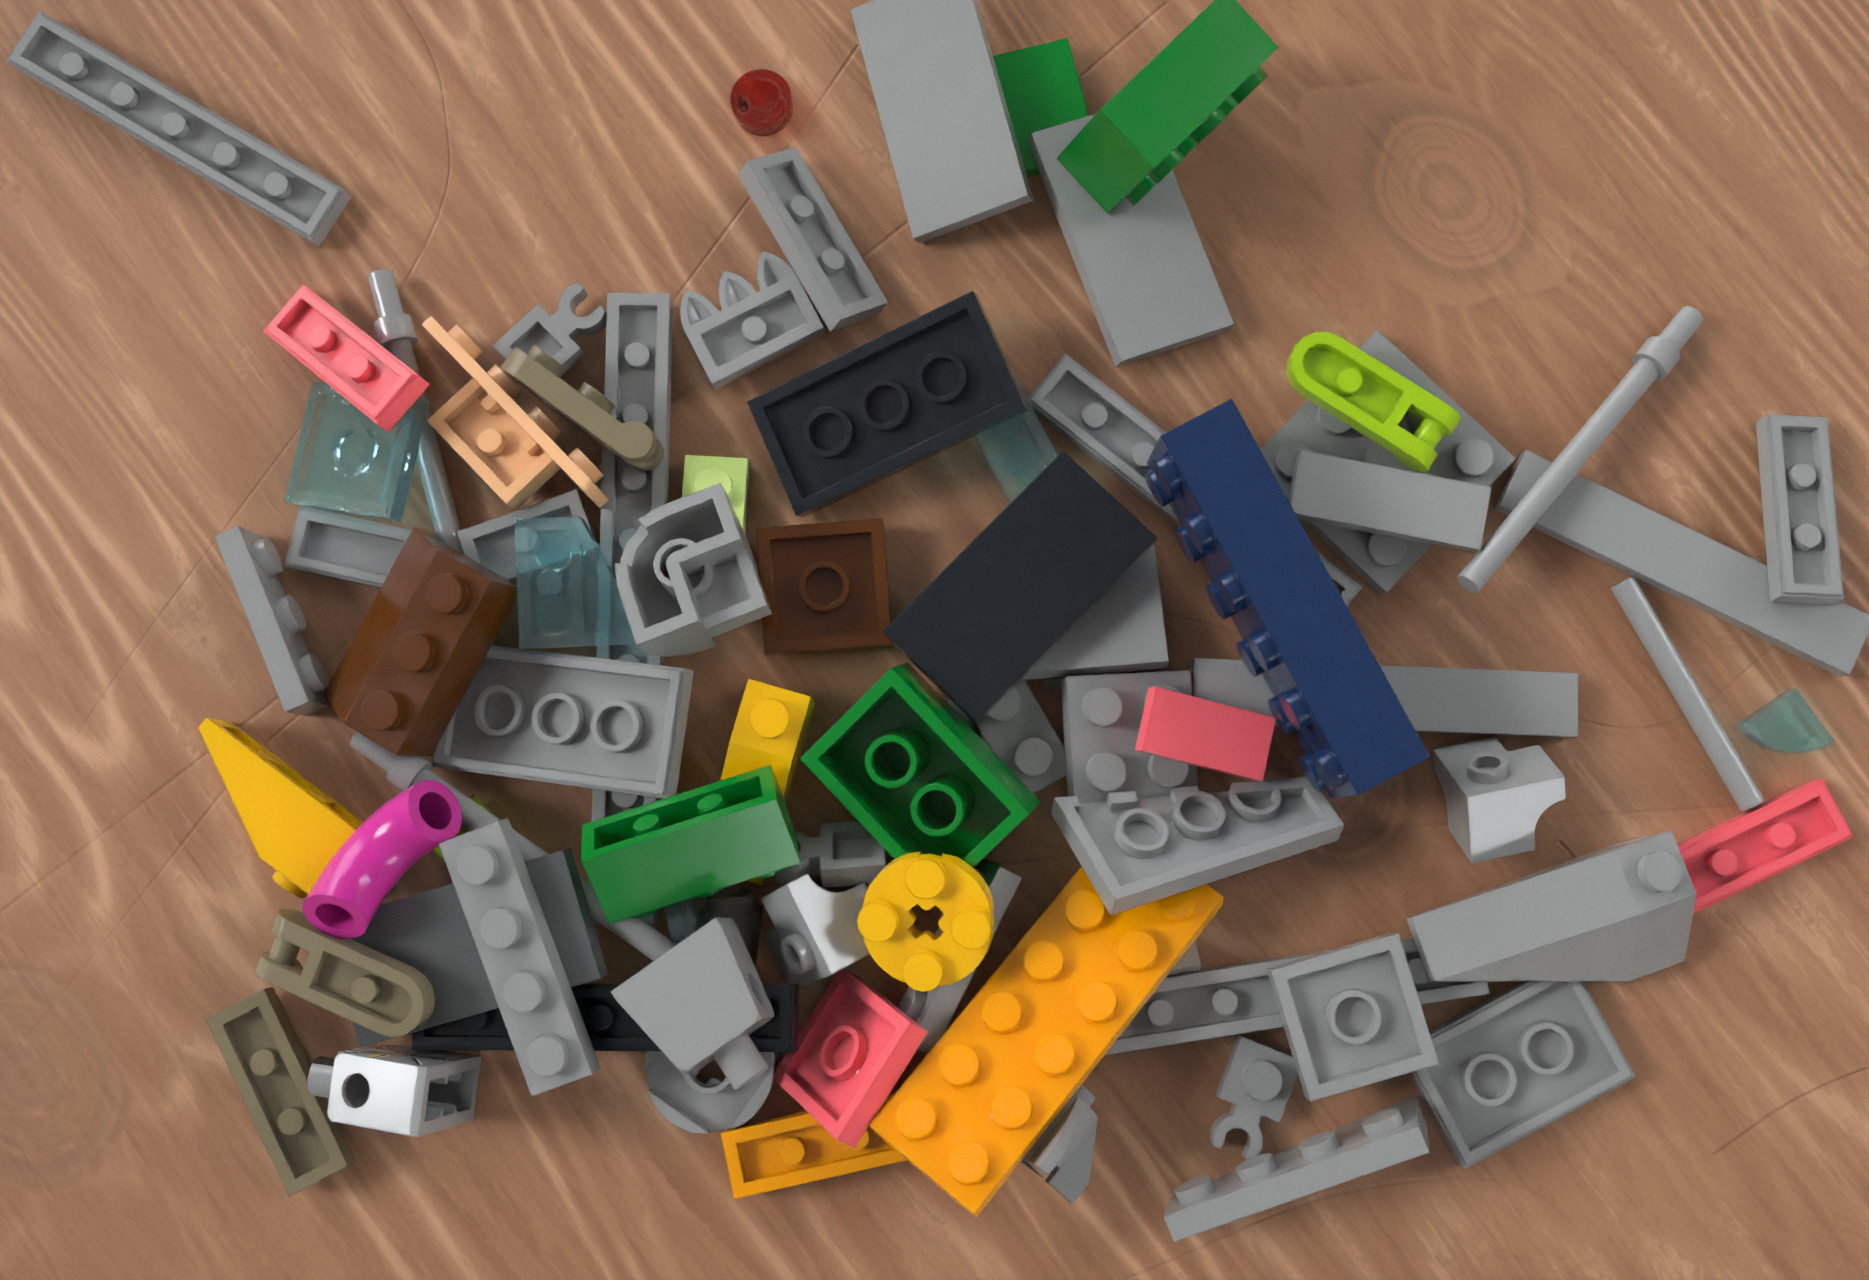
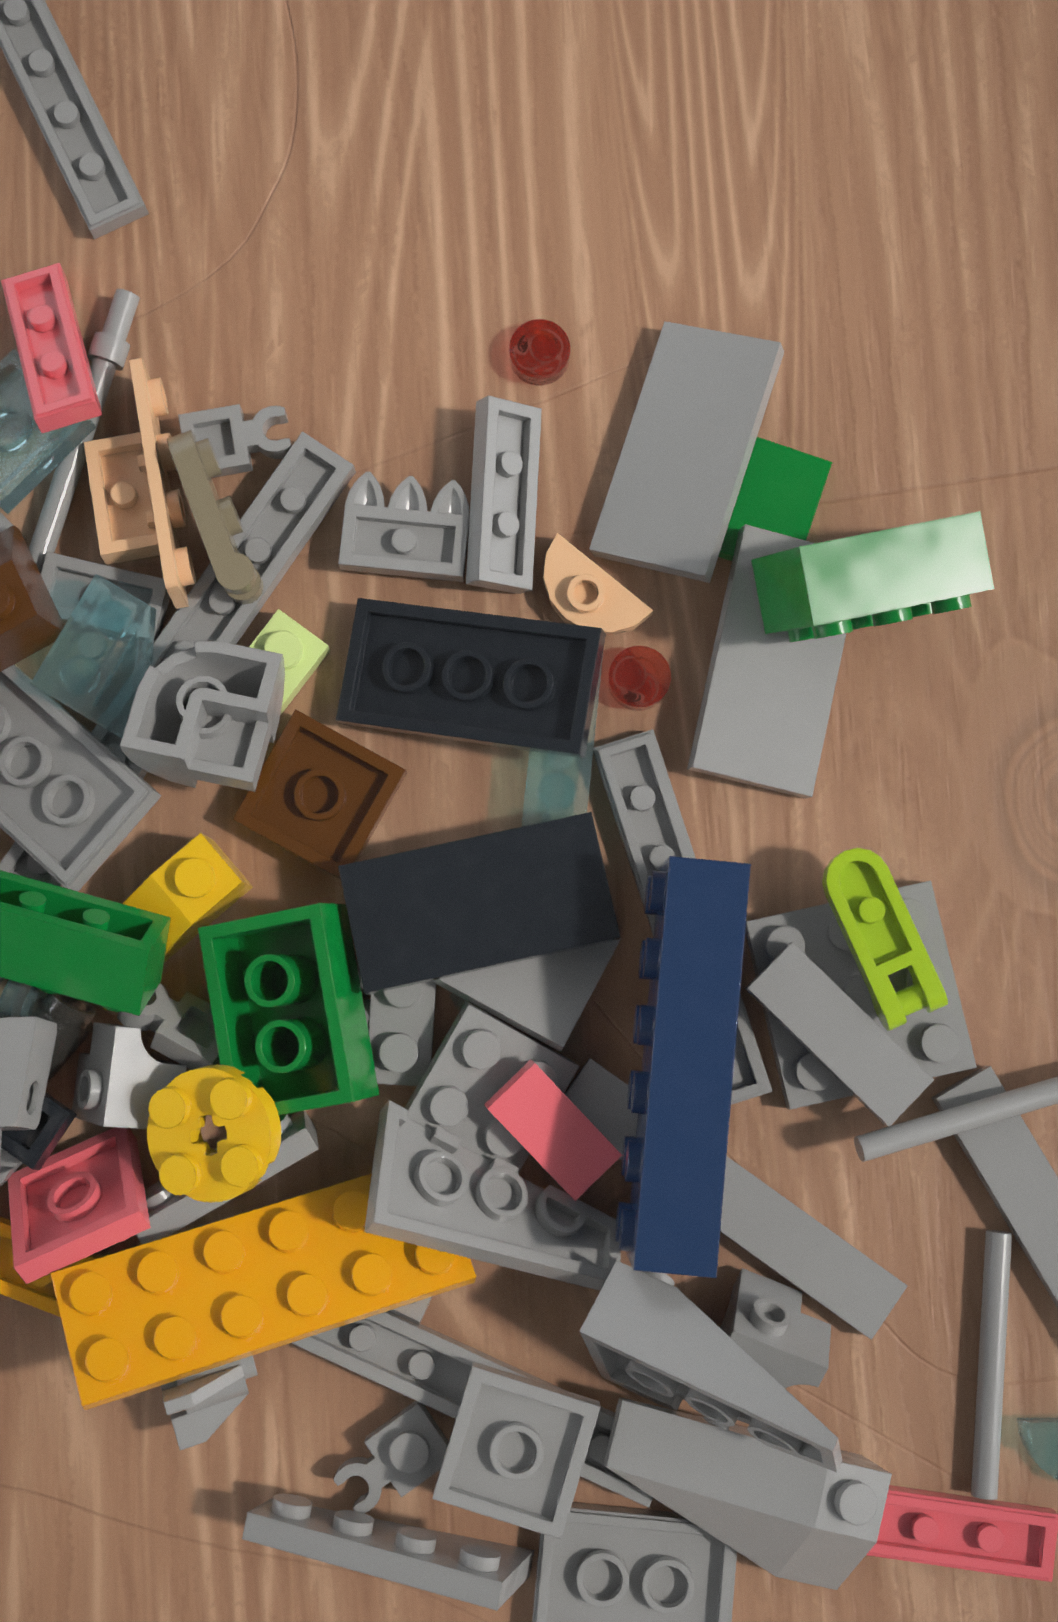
camera: 25 degrees right, 0 degrees up
(935, 275) = (587, 594): none -> light nougat plate
(1025, 319) = (639, 678): none -> clear red tile
(1420, 847) = (669, 1351): none -> light grey wedge

